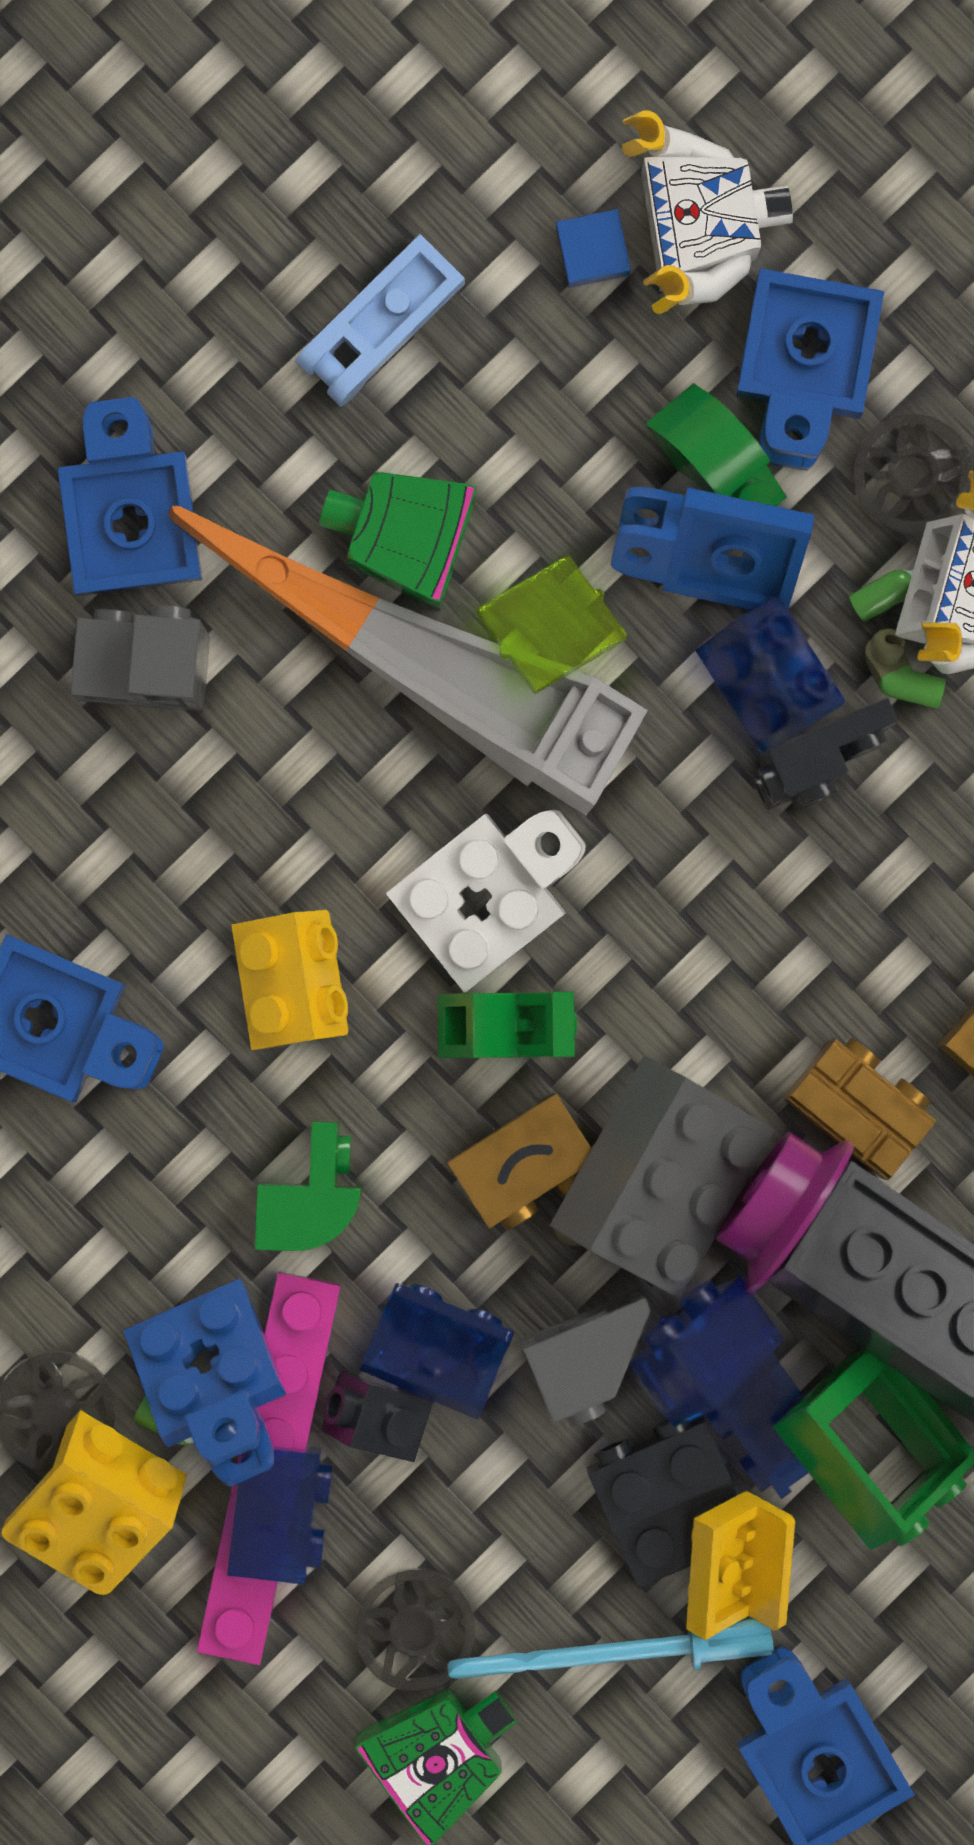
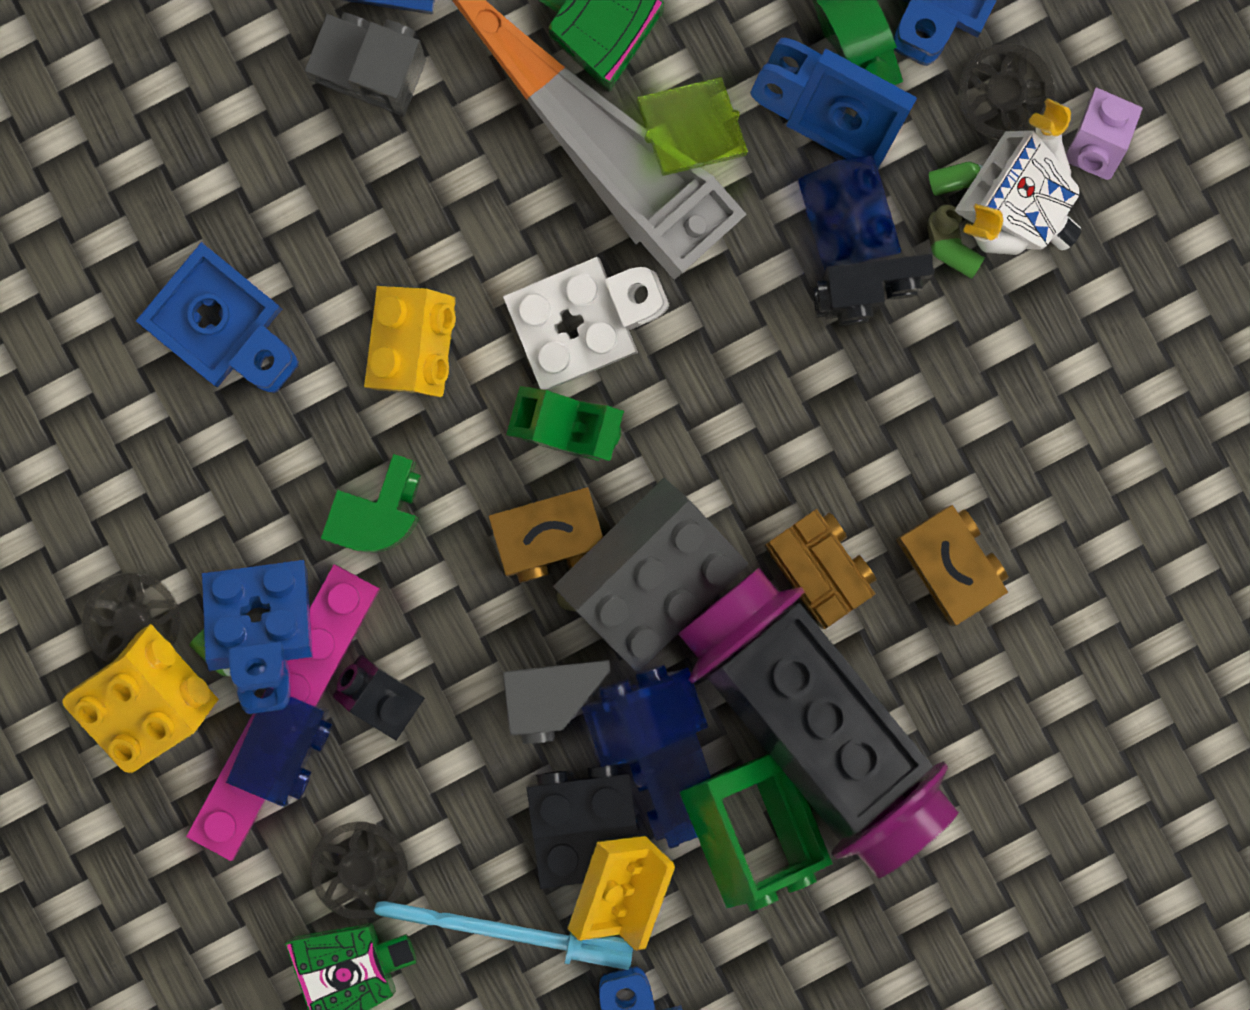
camera: 20 degrees right, 0 degrees up
(437, 1349) = (439, 658): clear blue bracket -> none

